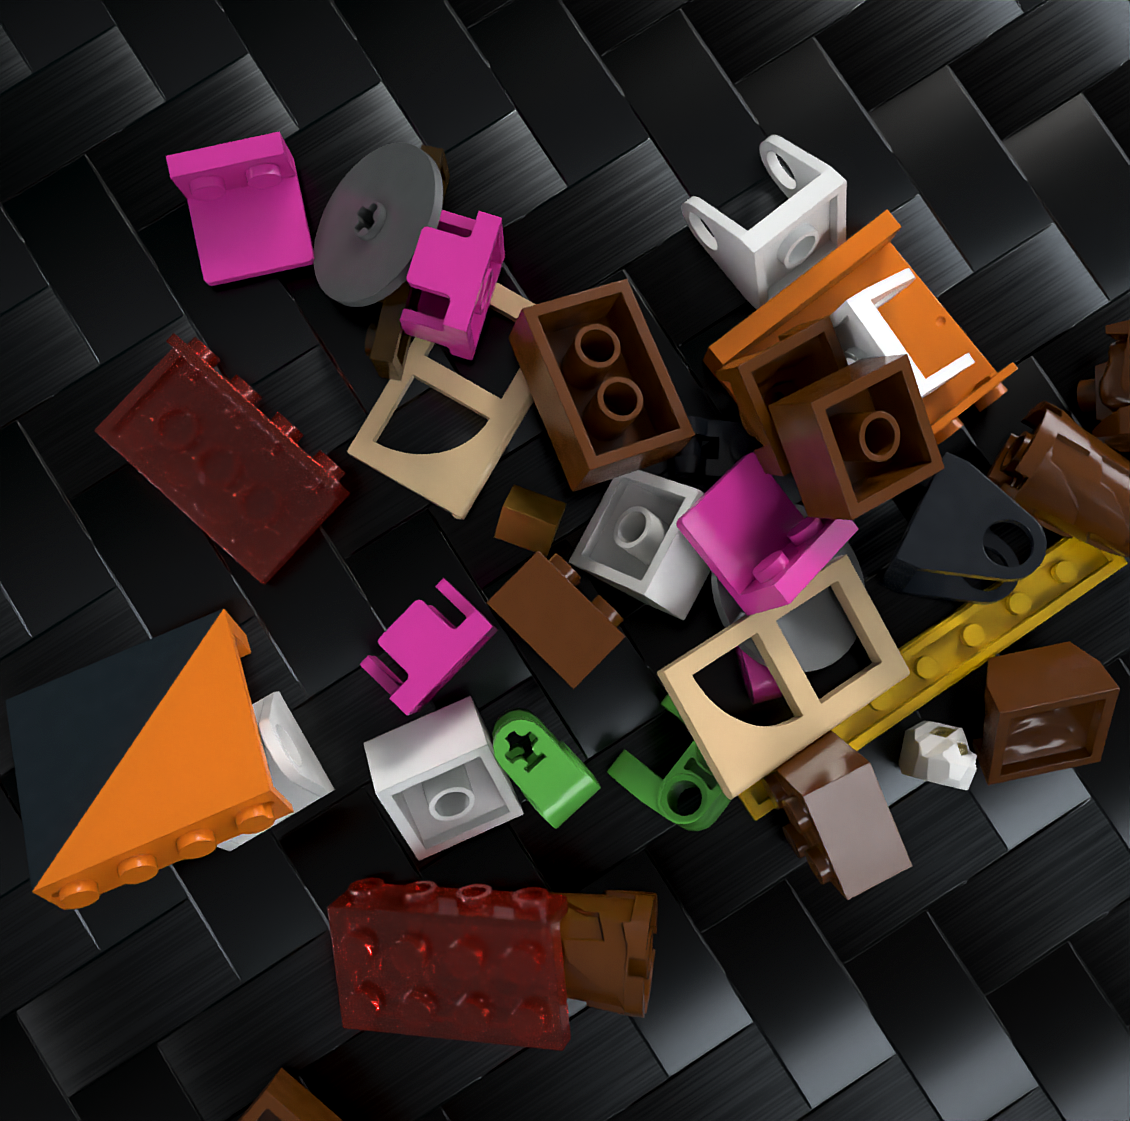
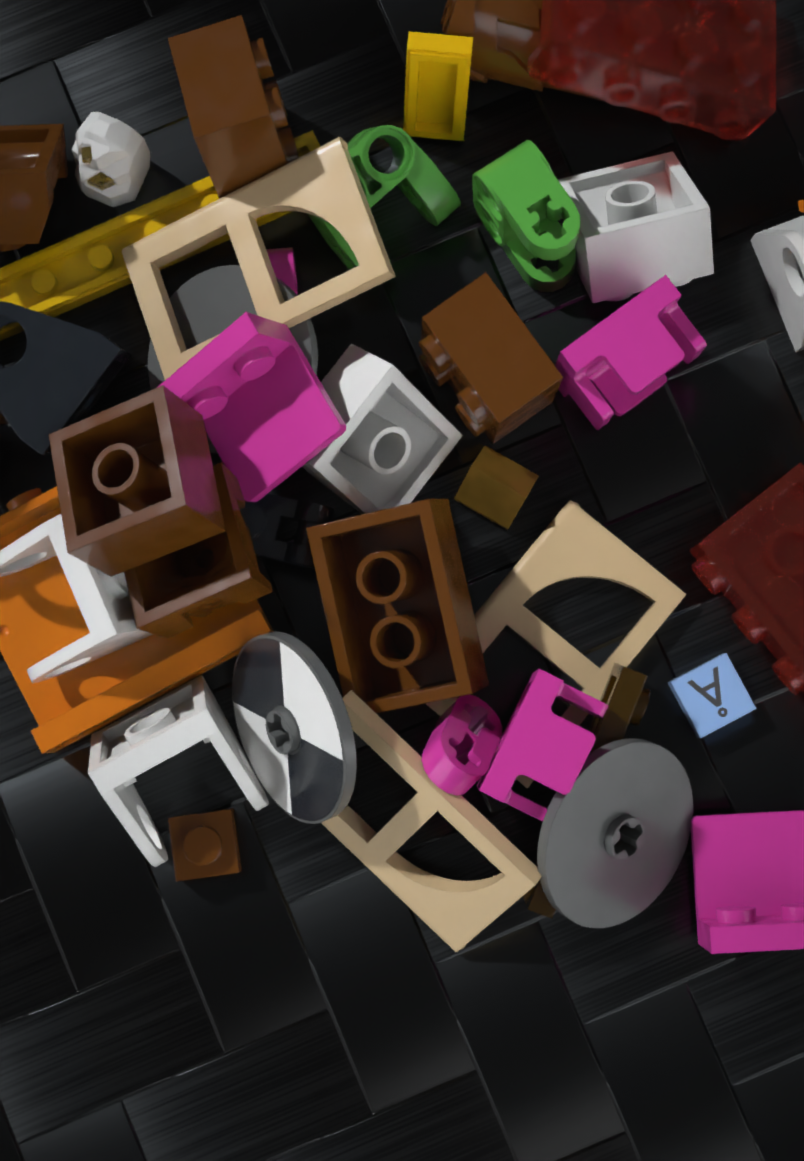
camera: 165 degrees left, 0 degrees up
(311, 368) = (711, 695): none -> light blue tile
(505, 147) = (448, 906): none -> tan window
(511, 269) = (464, 732): none -> dark pink beam
(649, 875) = (437, 85): none -> yellow tile
(672, 262) = (294, 727): none -> piece
(730, 170) = (204, 844): none -> reddish brown plate

